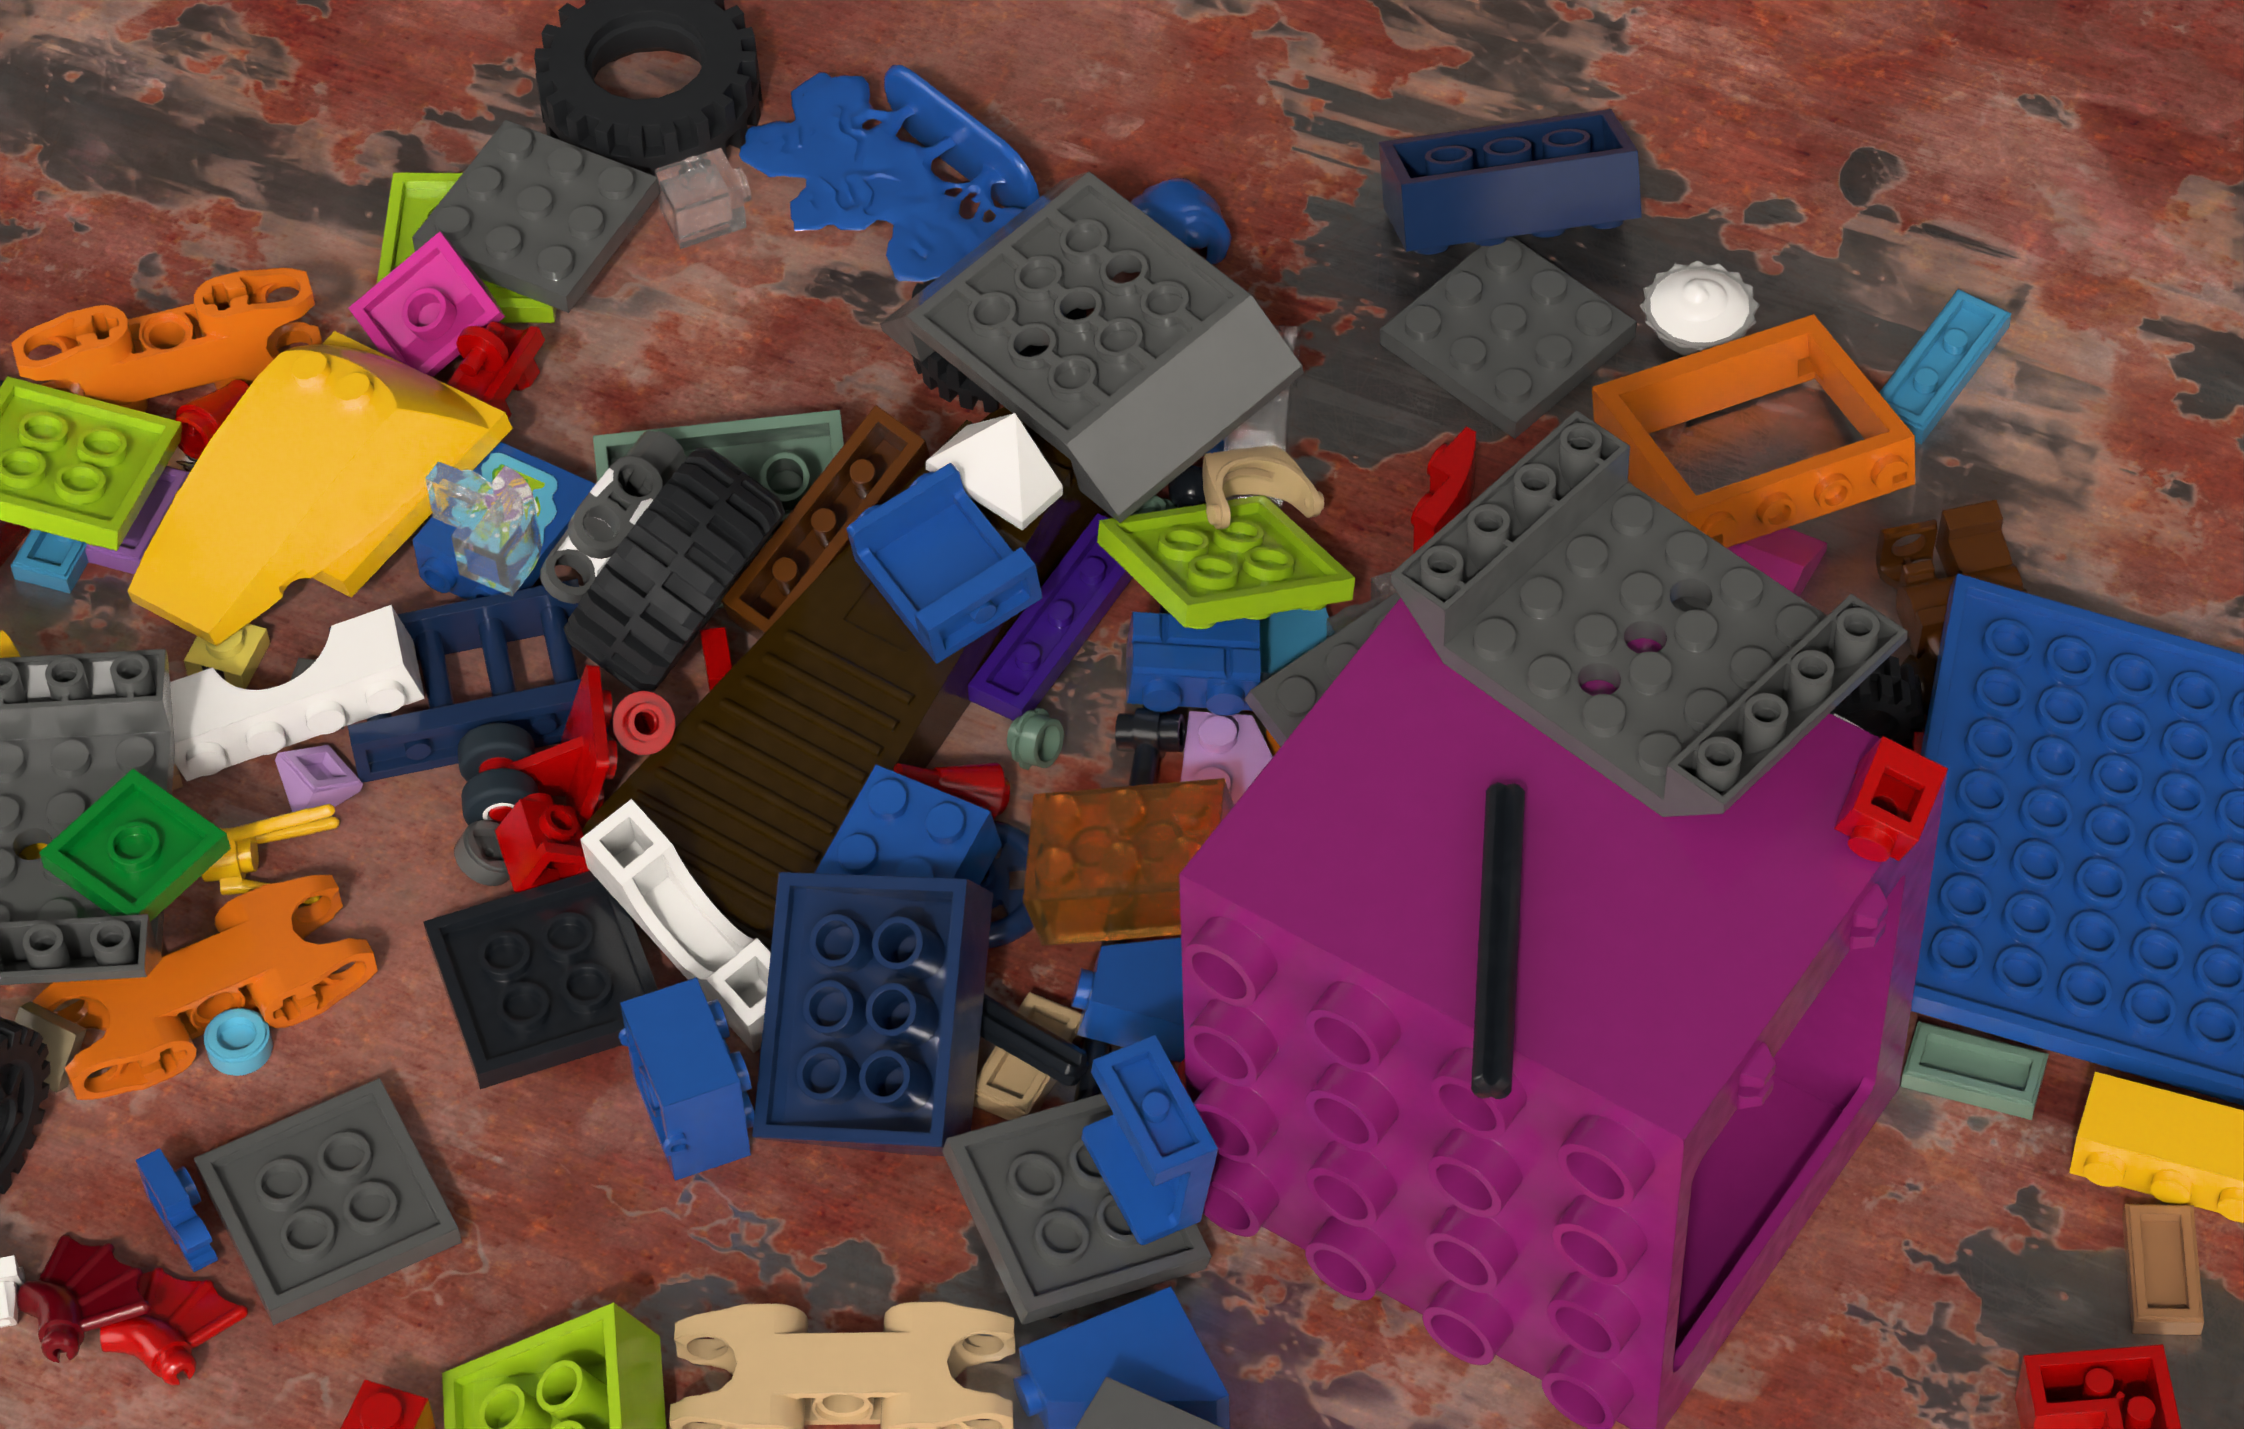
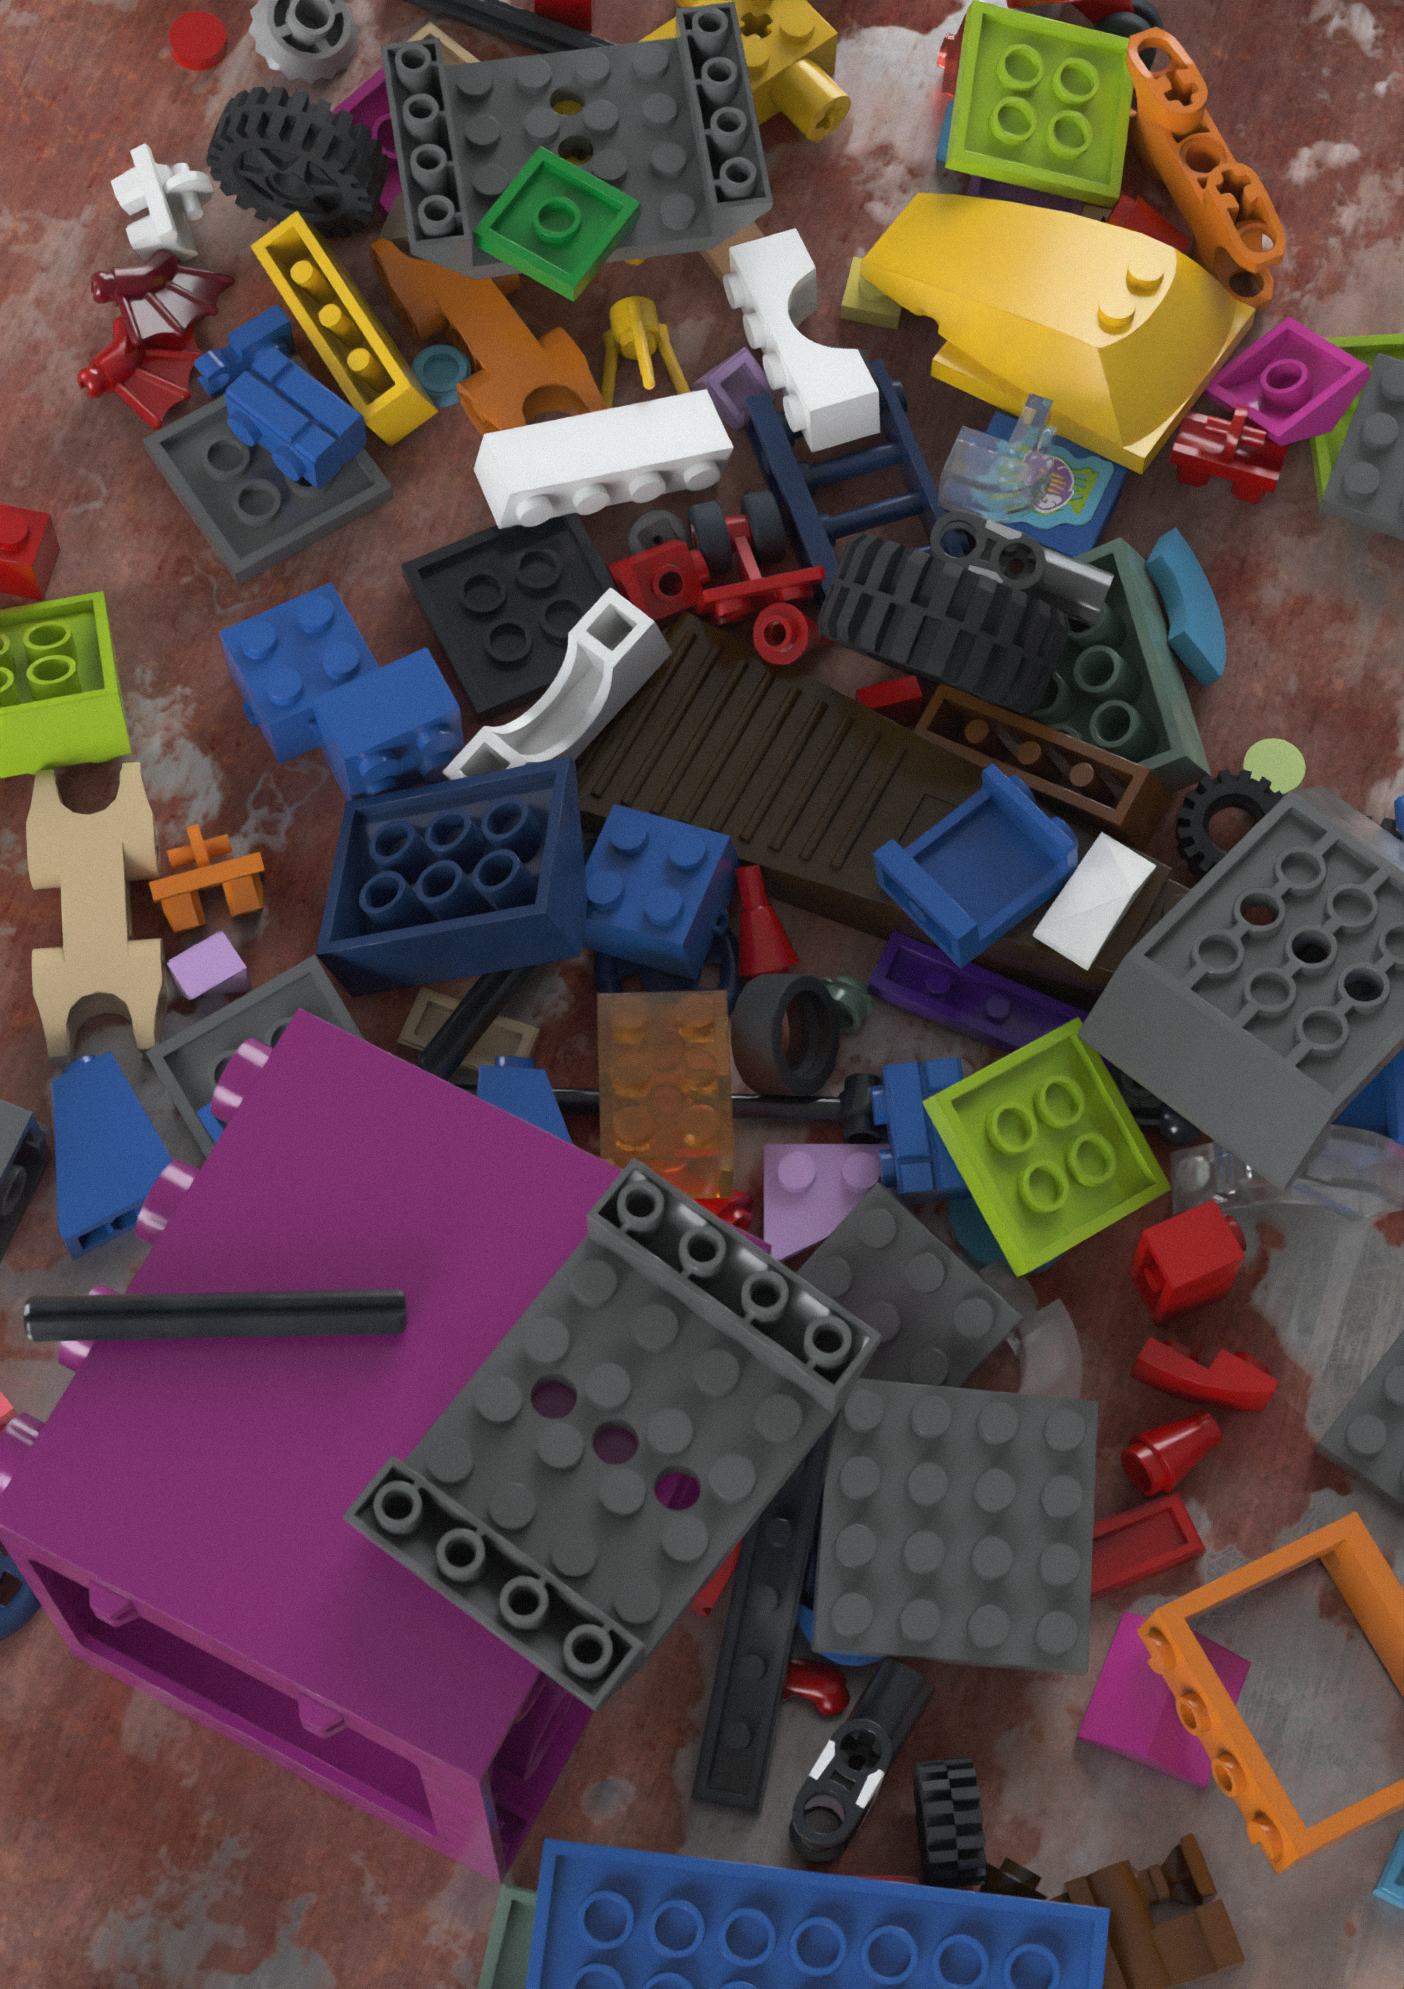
camera: 80 degrees right, 15 degrees up
(176, 1104) = (344, 329): none -> yellow brick
(290, 1144) = (294, 419): none -> blue brick
(397, 875) = (602, 459): none -> white brick
(582, 431) = (1192, 610): none -> dark azure tile
(595, 1165) = (290, 658): none -> blue brick
(812, 1274) = (180, 892): none -> orange hips
(835, 386) = (1277, 762): none -> yellowish green tile
(909, 386) = (1208, 799): none -> black tyre
(930, 1264) = (209, 969): none -> lavender slope
(1071, 763) = (758, 1034): none -> black tyre
(1239, 474) = (1183, 1162): tan helmet -> none
(1353, 475) = (1187, 1262): none -> red brick
(1889, 801) = (365, 1713): red brick -> none

